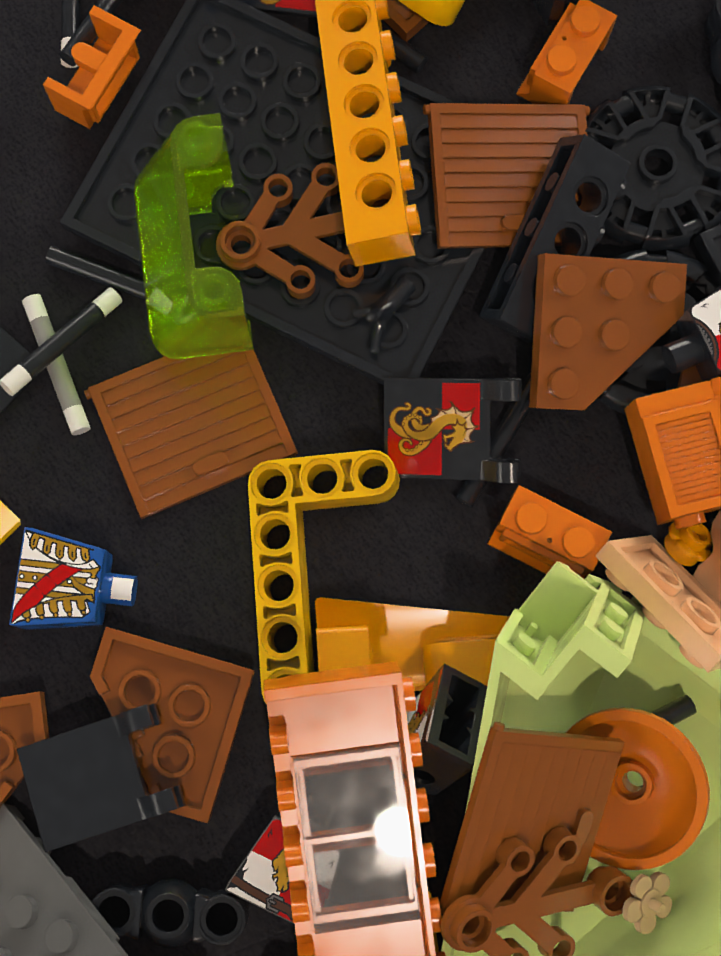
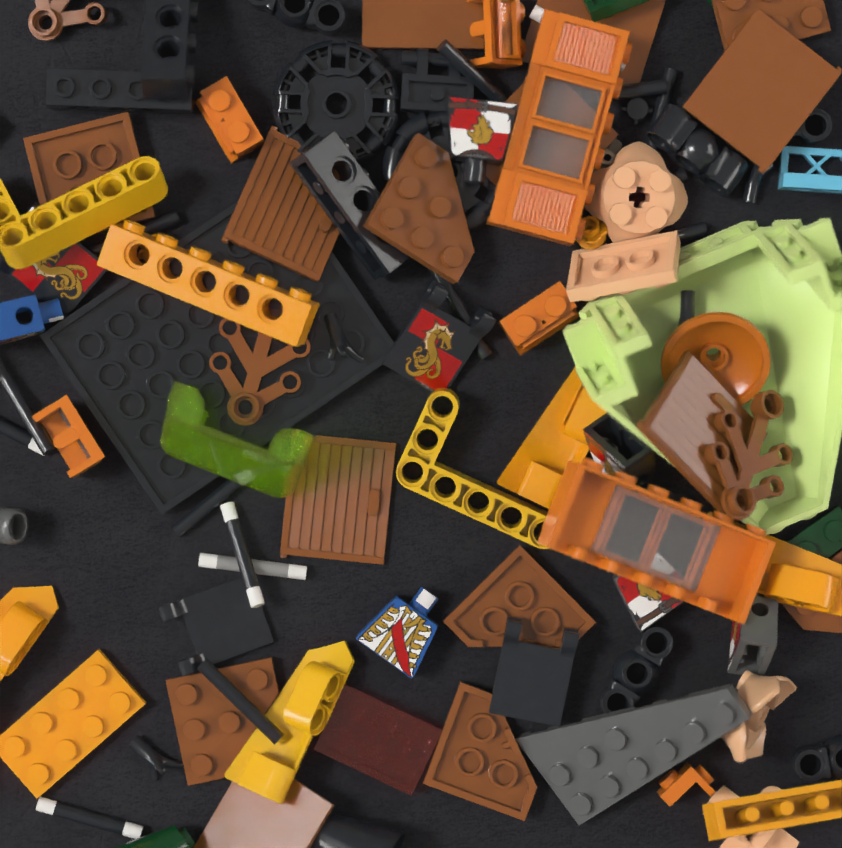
camera: 60 degrees left, 10 degrees up
(647, 901) = (785, 386): tan plant -> none

